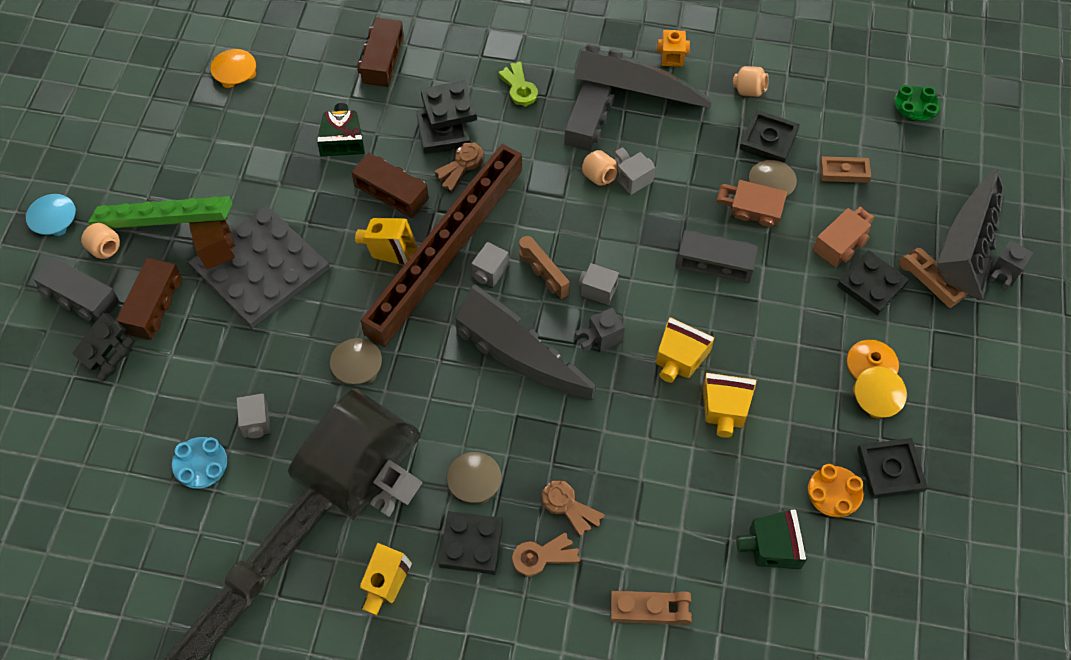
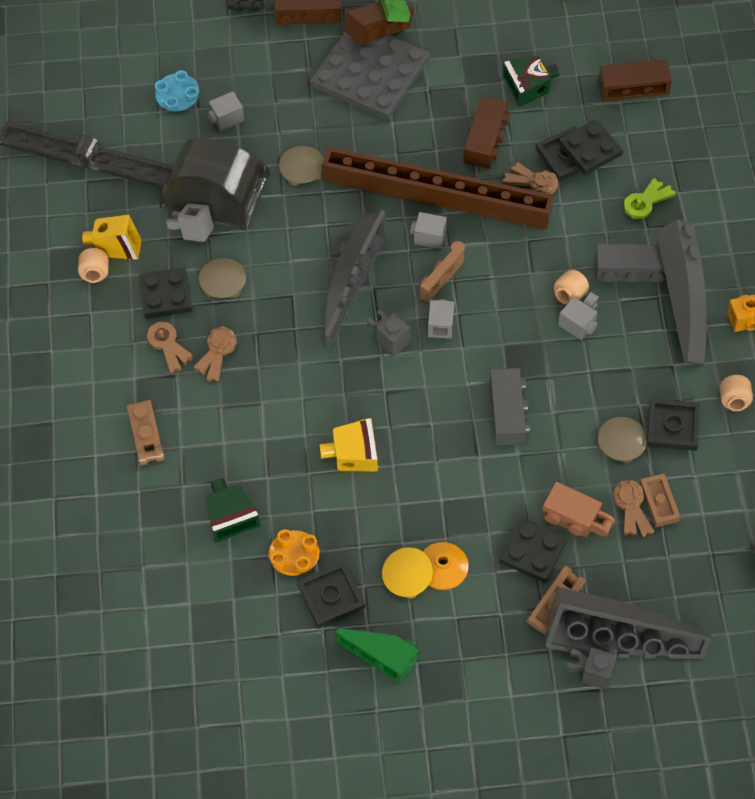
camera: 75 degrees right, 0 degrees up
(388, 239) = (423, 139): yellow torso -> none
(410, 611) = (93, 265): none -> light nougat head
(682, 350) = (393, 399): yellow torso -> none
(753, 202) = (580, 425): nougat brick -> none
(837, 192) = (629, 496): none -> medium nougat piece
(968, 432) = (383, 651): none -> green slope

